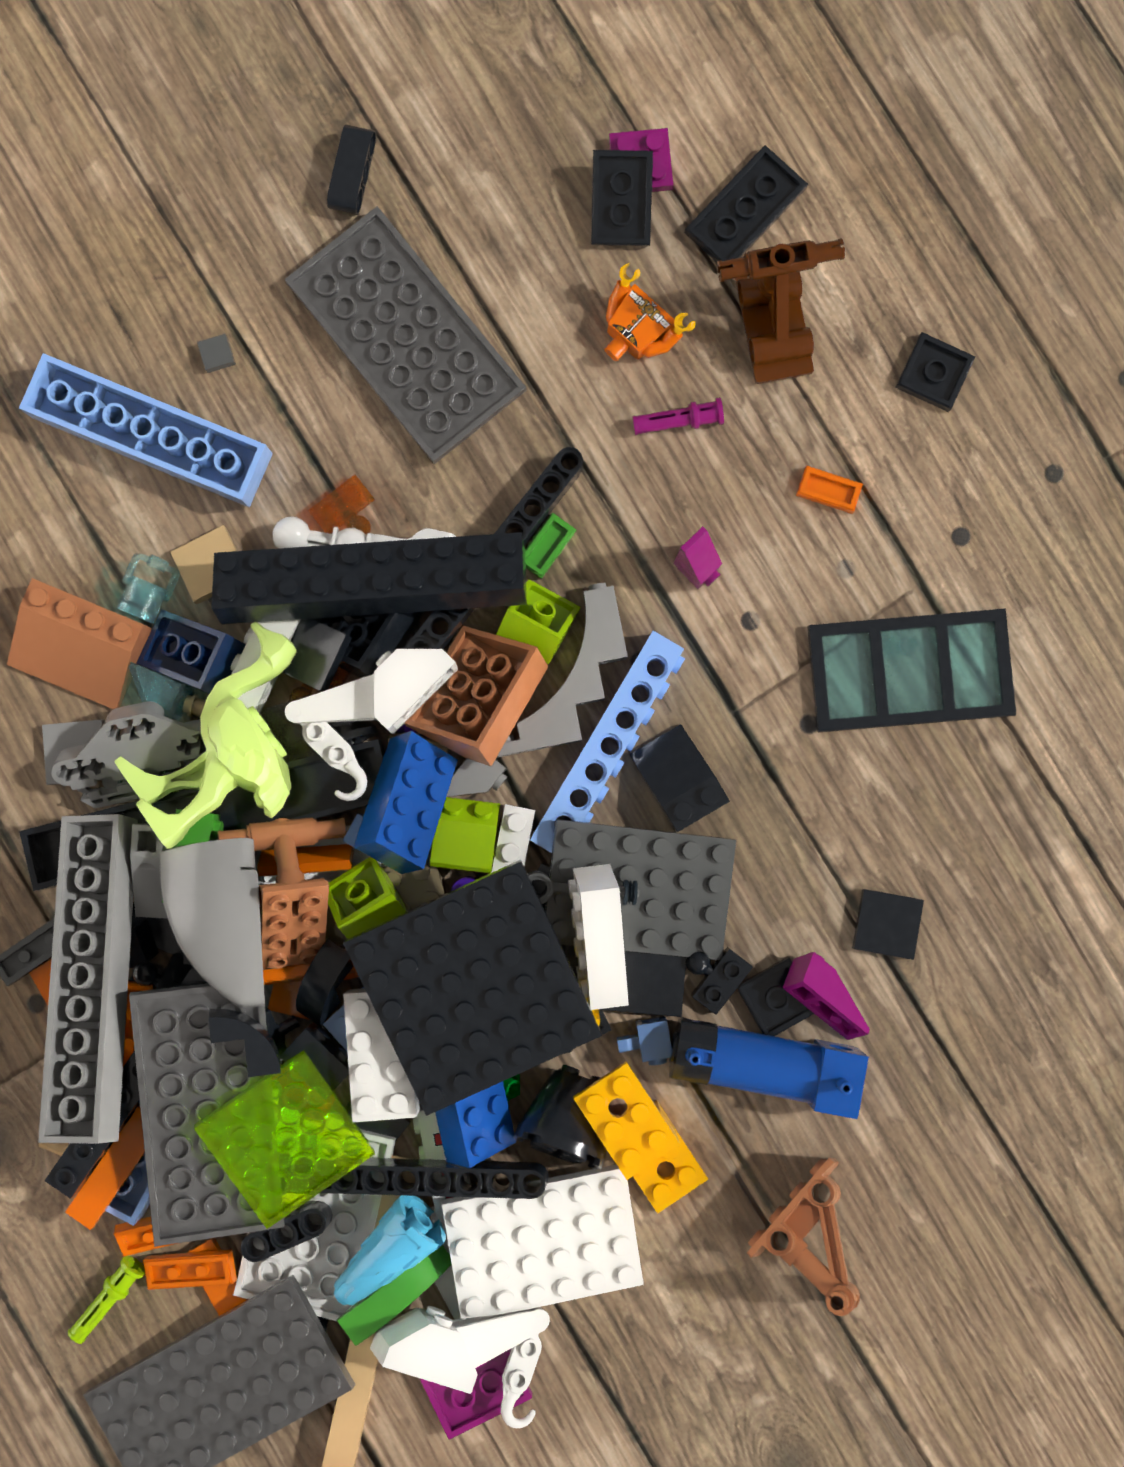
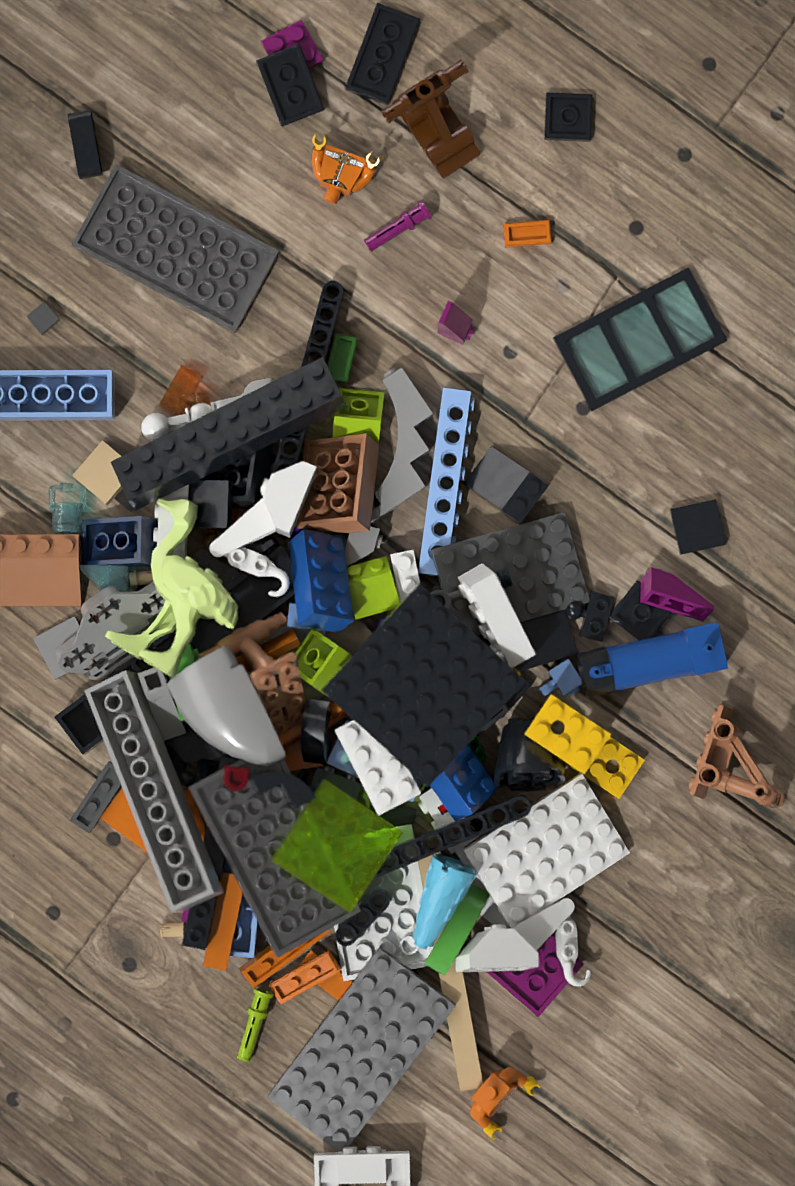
camera: 25 degrees left, 0 degrees up
(192, 1005) = (235, 777): none -> dark red tile

